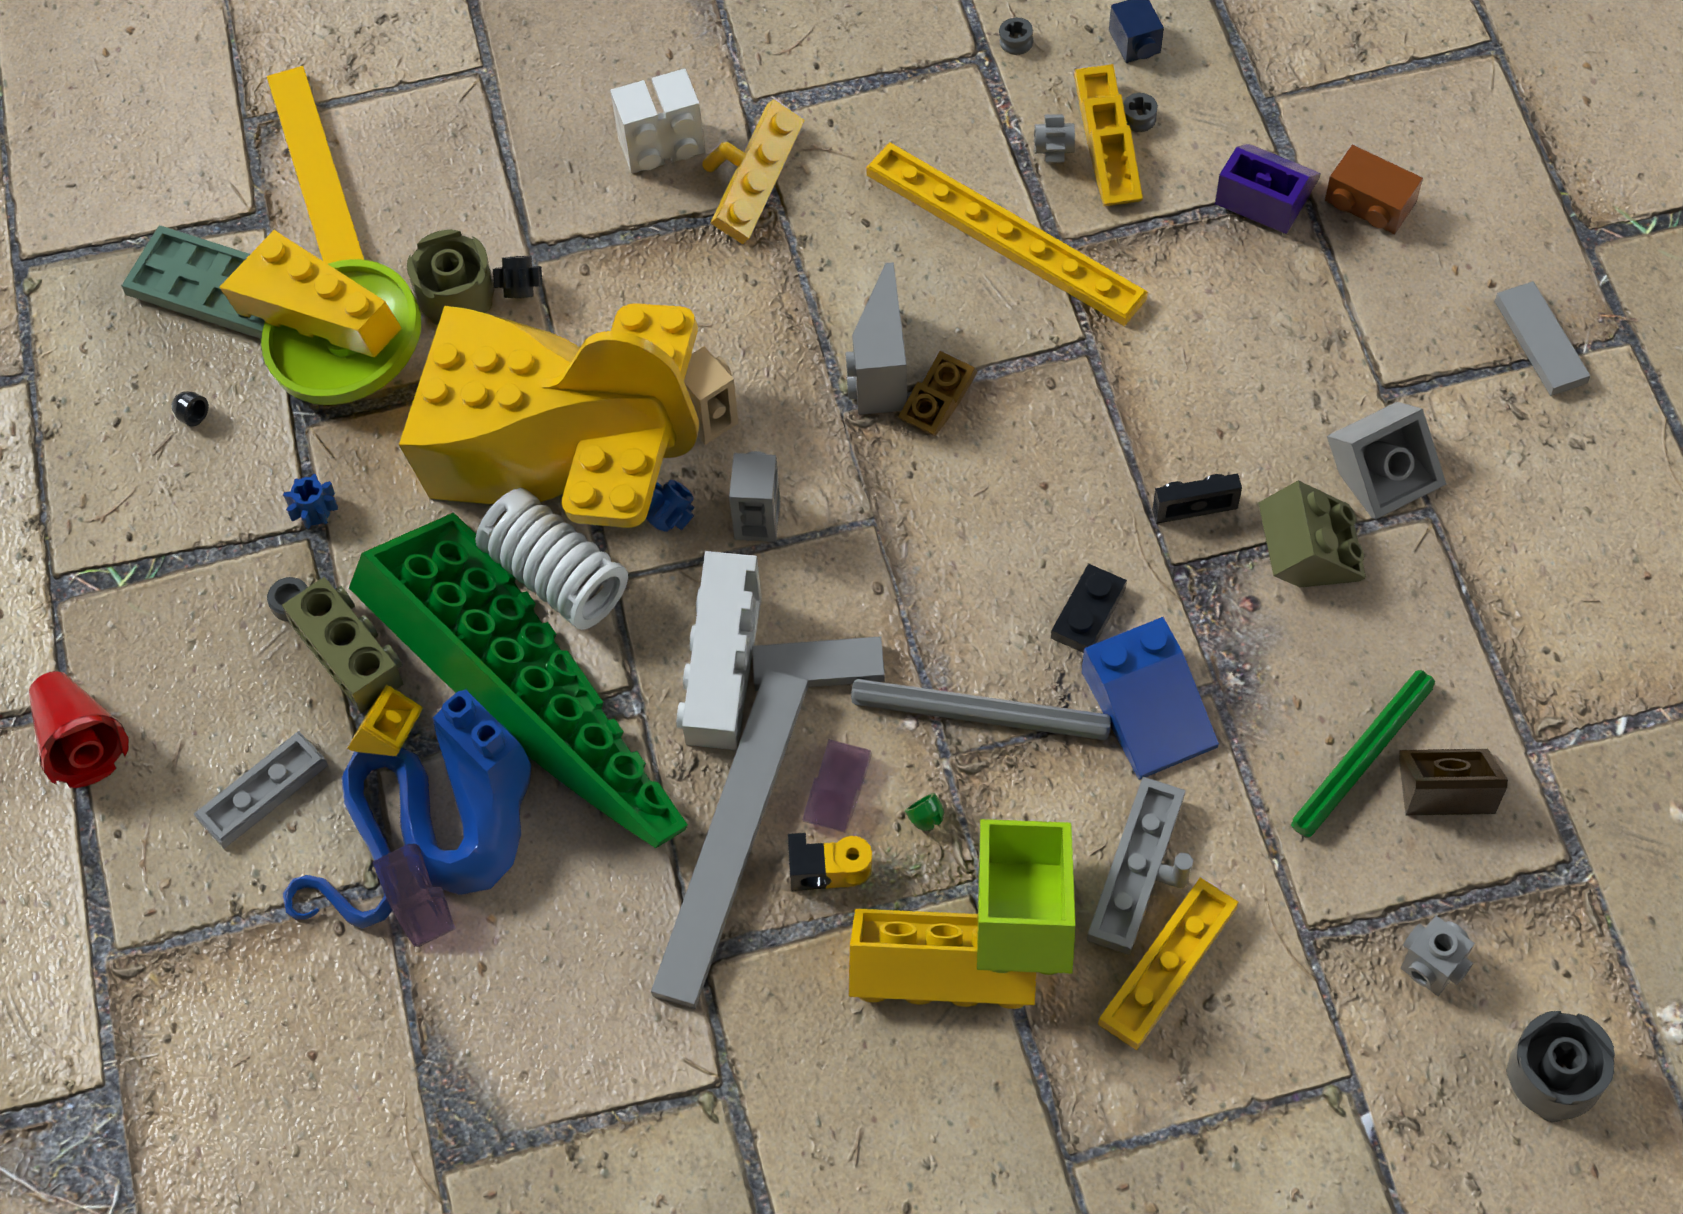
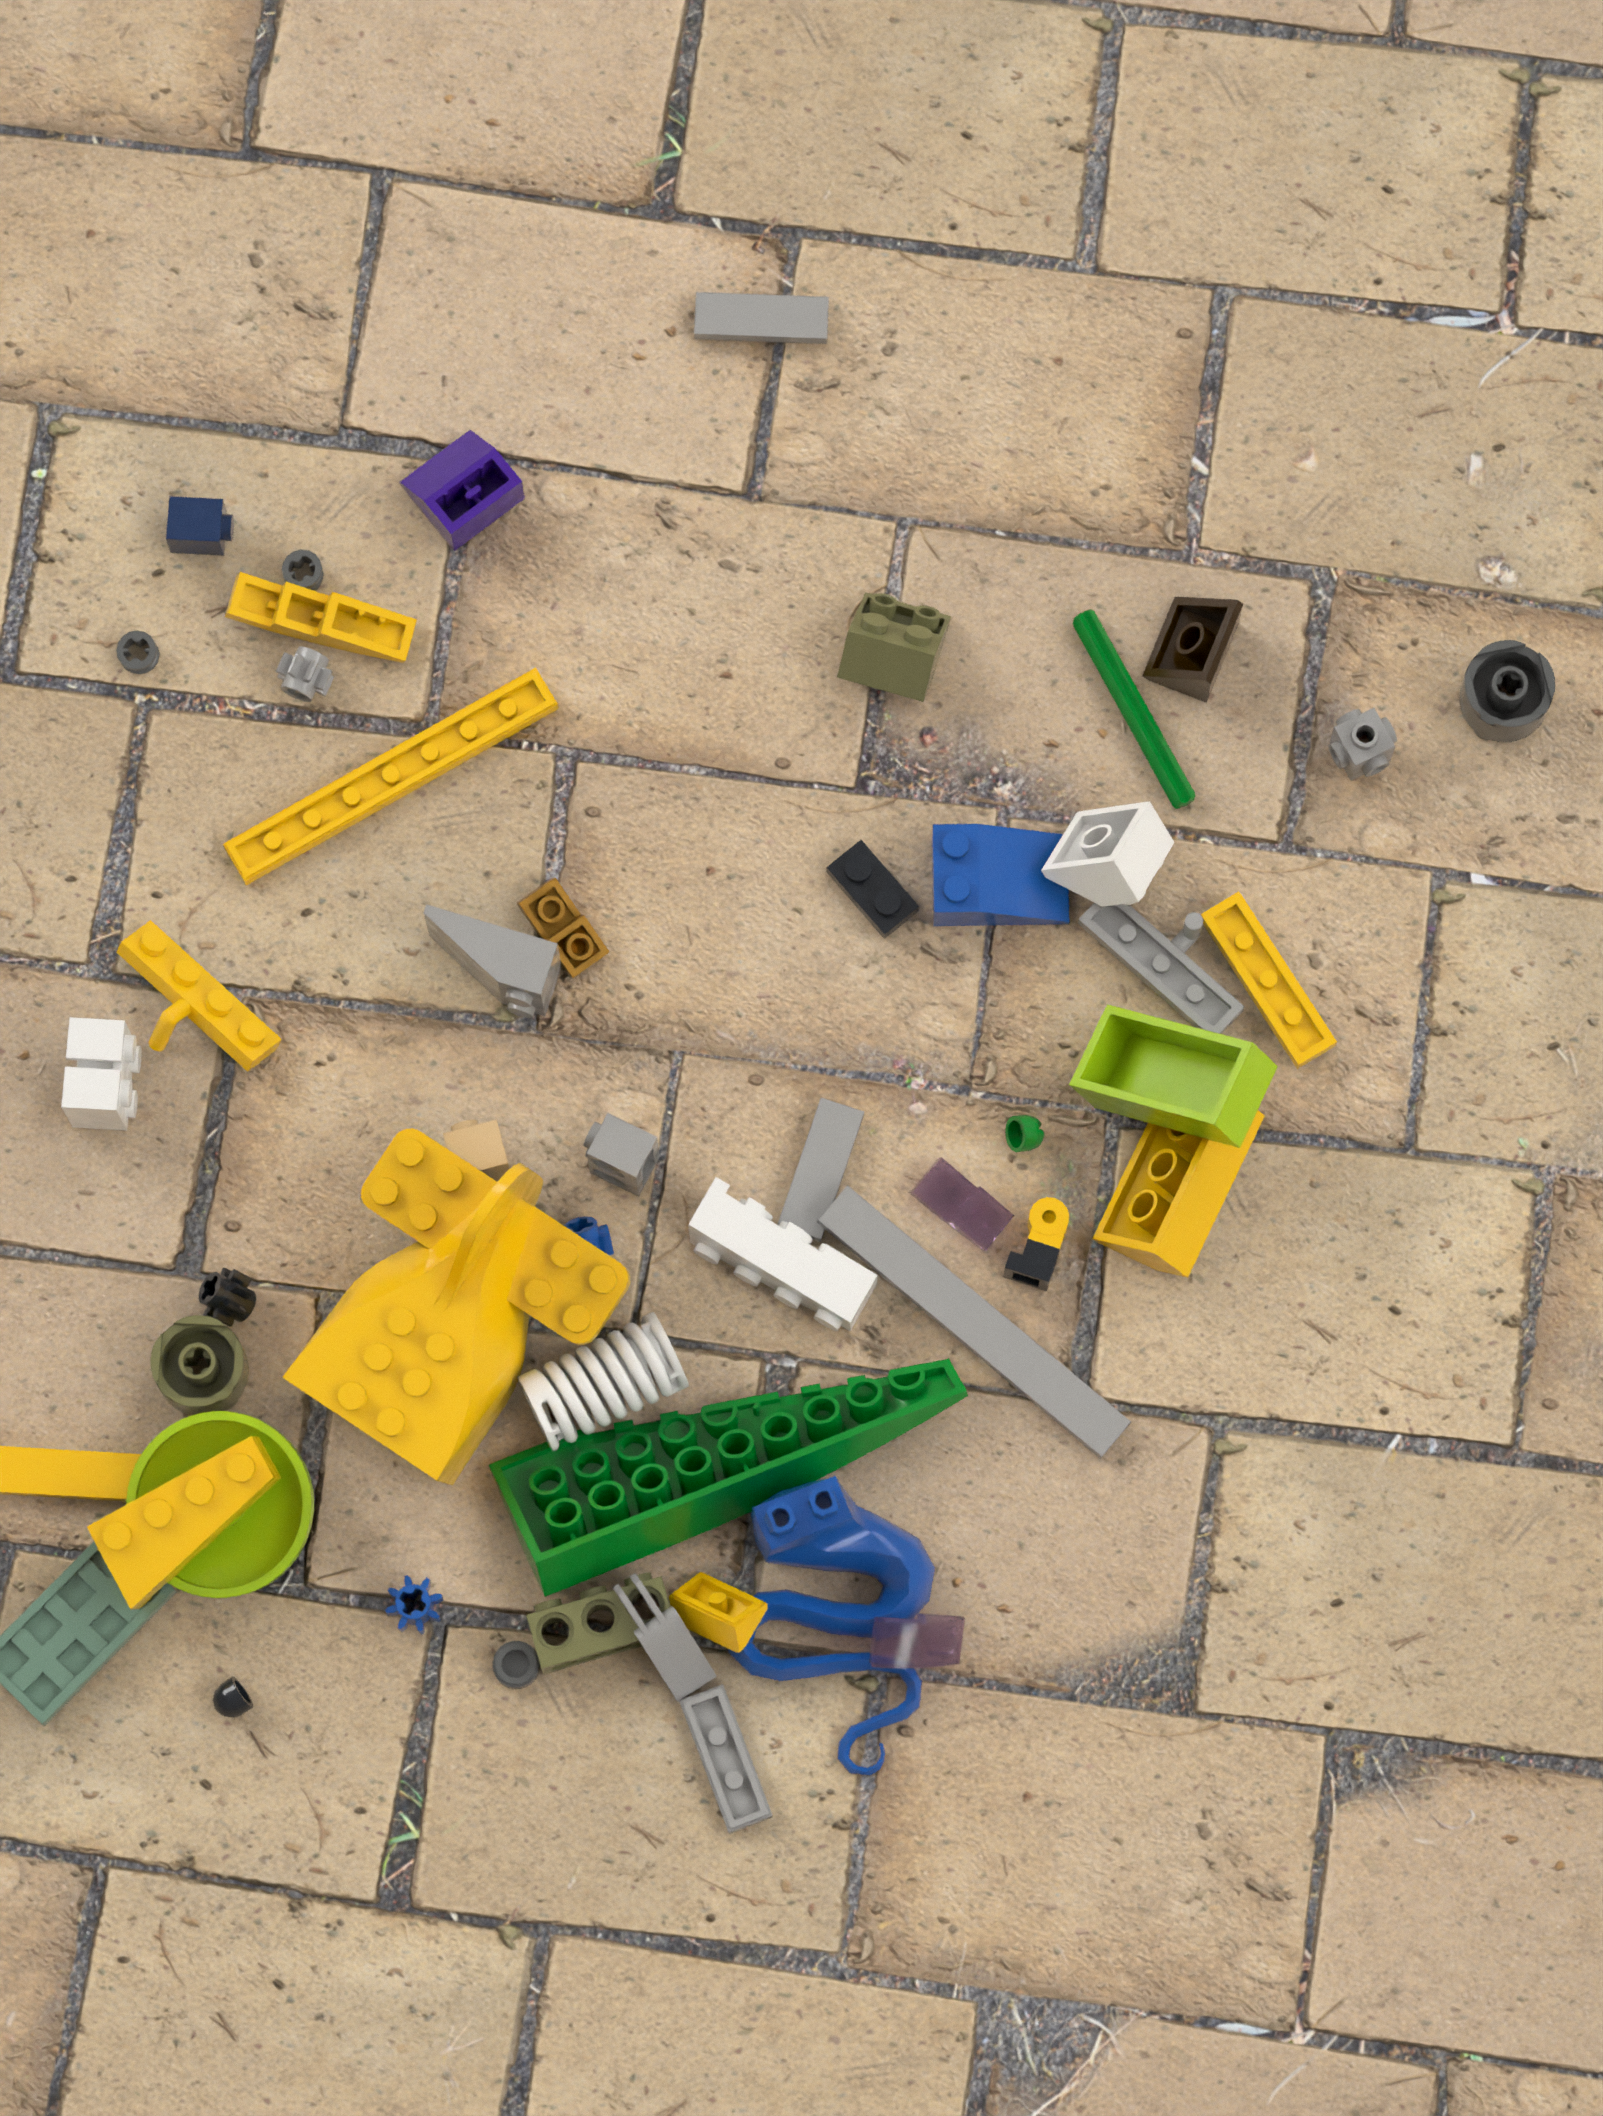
camera: 70 degrees left, 15 degrees up
(74, 732) = (585, 1923): red cone -> none
(340, 689) = (669, 1645): none -> light grey arm
(981, 709) = (937, 1038): light grey axle -> none
(1196, 498) = (803, 713): black plate -> none
(1214, 777) = (1110, 853): none -> white slope
(1373, 189) = (517, 389): dark orange brick -> none
(1388, 458) = (836, 532): light grey slope -> none

